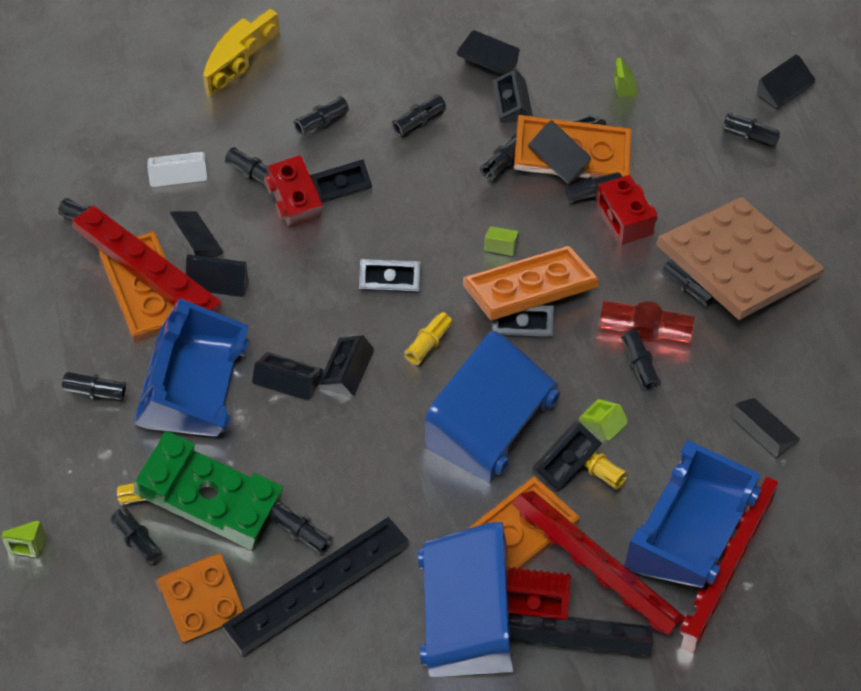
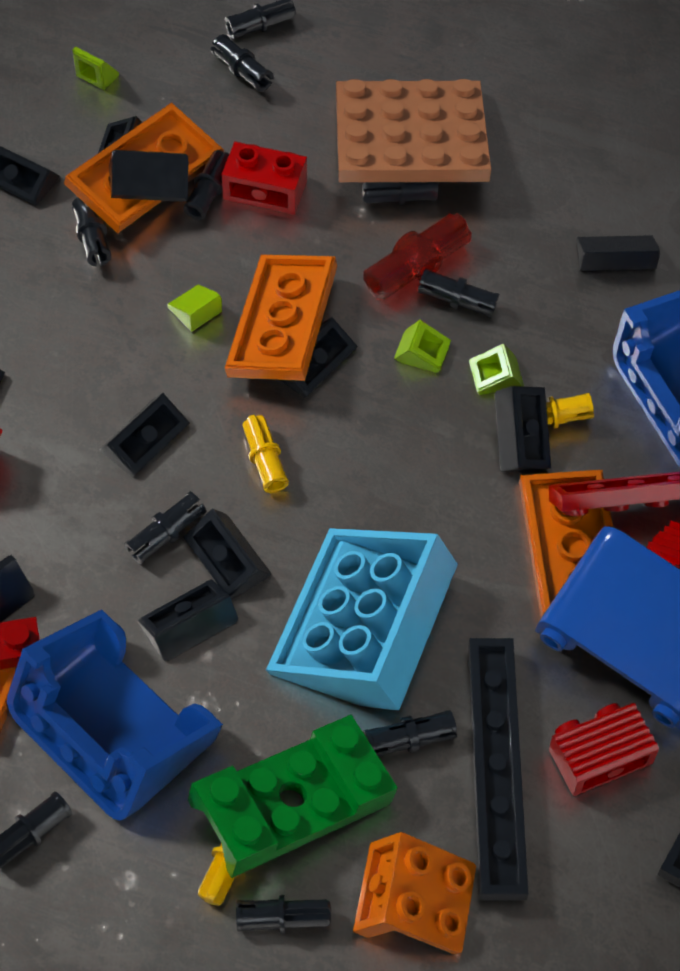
camera: 55 degrees left, 5 degrees up
(334, 323) = (165, 527): none -> black pin
(361, 457) = (365, 615): none -> medium azure slope
(372, 633) = (603, 747): none -> red brick
(487, 407) = (417, 453): blue windscreen -> none
(584, 370) = (422, 347): none -> lime slope
(704, 143) = (242, 63): none -> black pin

